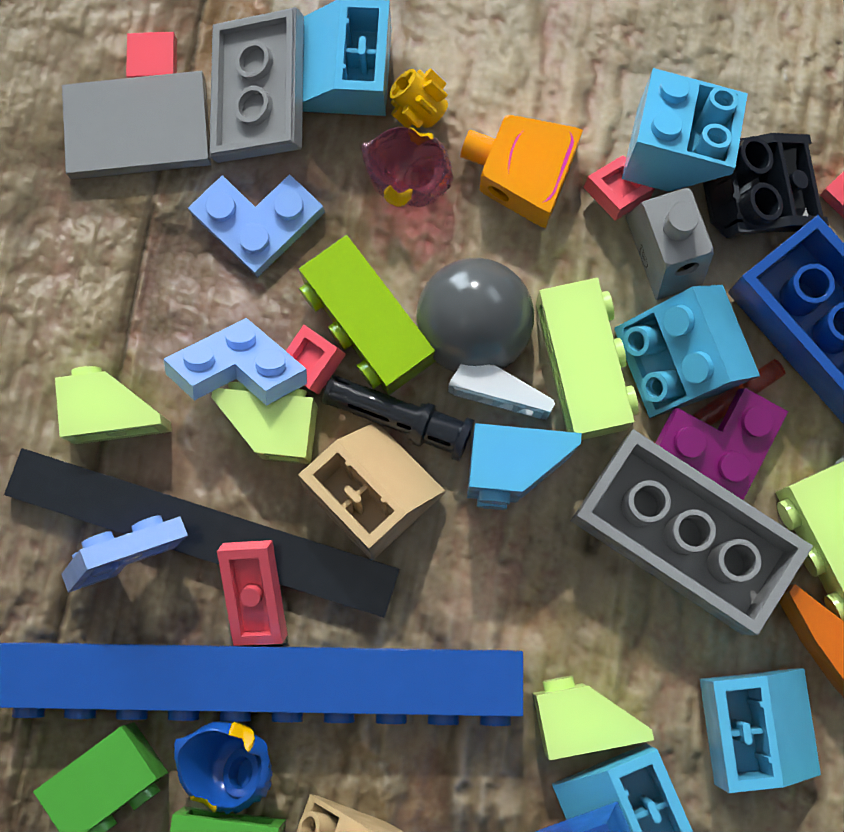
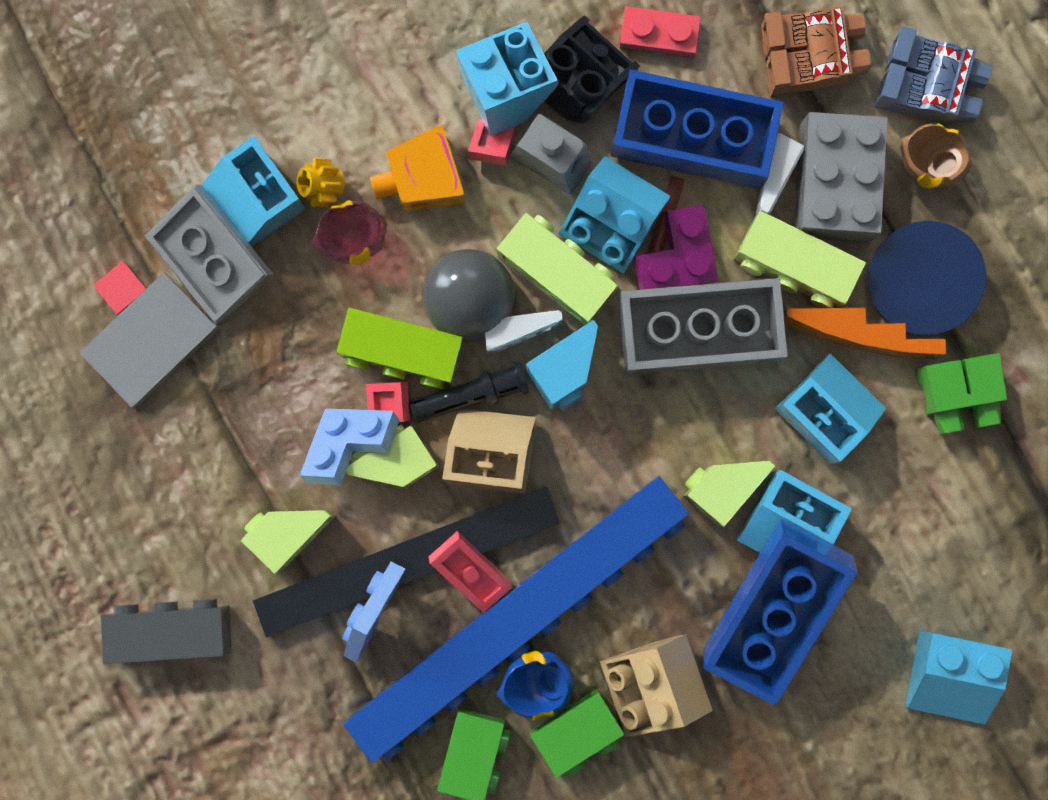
camera: 40 degrees left, 5 degrees up
(259, 232) = (287, 349): light blue plate -> none

